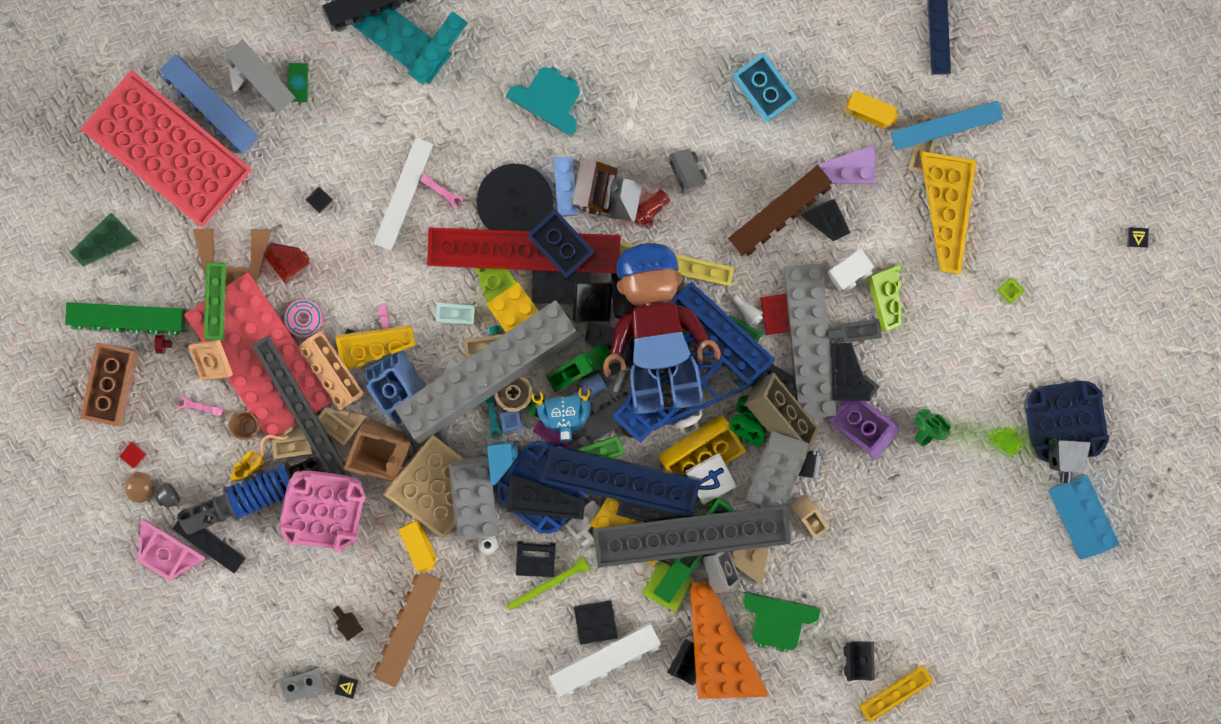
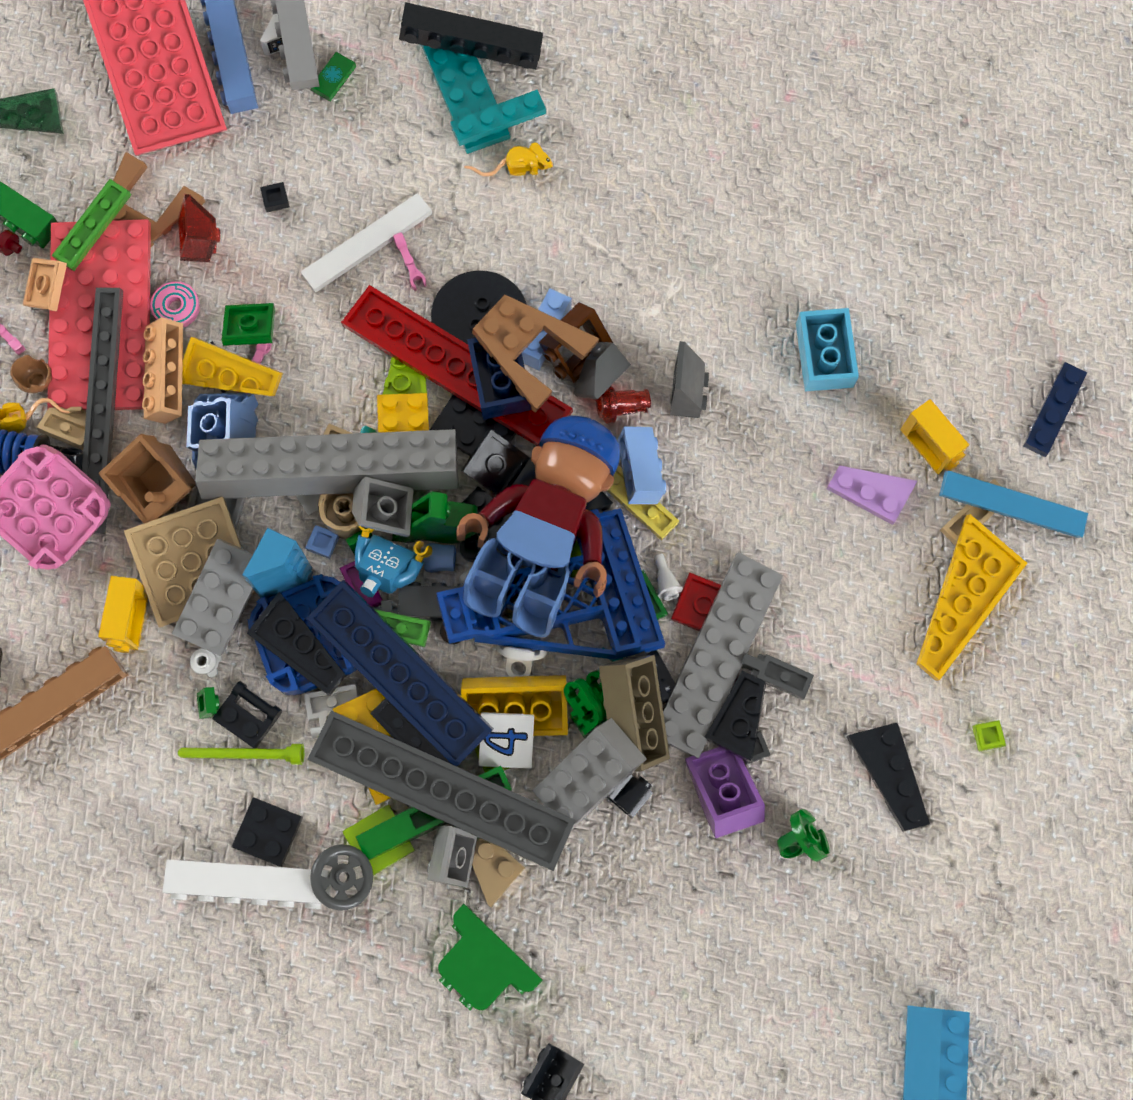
camera: 25 degrees right, 15 degrees down
(341, 424) = (130, 425): tan wing -> none
(364, 303) = (248, 324): none -> green tile
(455, 313) = (338, 392): light aqua plate -> none
(472, 68) = (521, 160): none -> yellow animal
(492, 415) = (306, 524): teal piece -> none
(506, 567) = (207, 702): none -> green plate
(543, 381) = (383, 506): none -> light grey slope
(549, 98) = (584, 233): teal brick -> none
(552, 215) = (509, 331): none -> medium nougat wing
(652, 635) = (320, 884): none -> dark grey plate
(684, 663) = (344, 947): black bracket -> none
(688, 246) = (641, 465): none -> light blue brick
(720, 657) = (385, 965): orange wing -> none
(780, 210) = (769, 487): reddish brown brick -> none
(810, 516) = (597, 859): tan slope -> none
(828, 220) = (817, 531): black wing -> none
(849, 270) = (811, 597): white brick -> none
(885, 294) = (837, 651): lime wing -> none
(959, 349) = (891, 772): none -> black wing
(1005, 440) = (888, 907): clear neon green brick -> none
(1066, 412) = (976, 932): dark blue plate -> none
(1067, 456) = (957, 973): torso -> none

